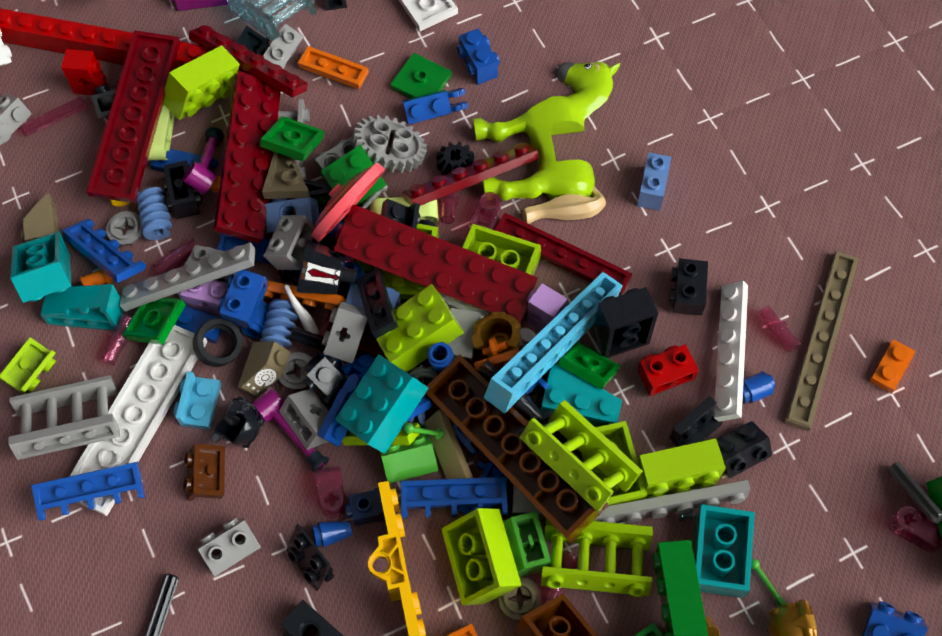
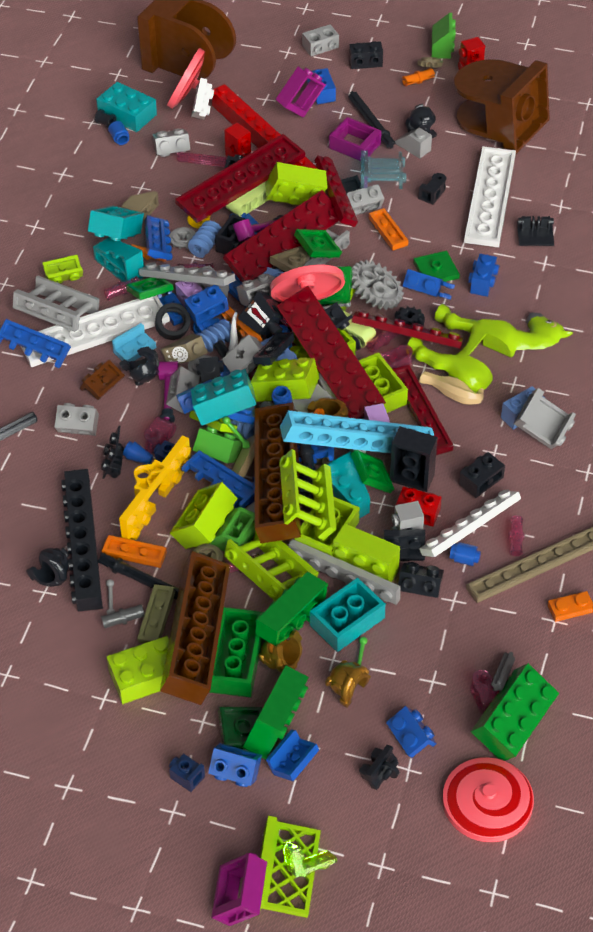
camera: 40 degrees right, 15 degrees down
(681, 398) = (408, 516): none -> light grey brick
(693, 181) = (544, 420): none -> light grey panel

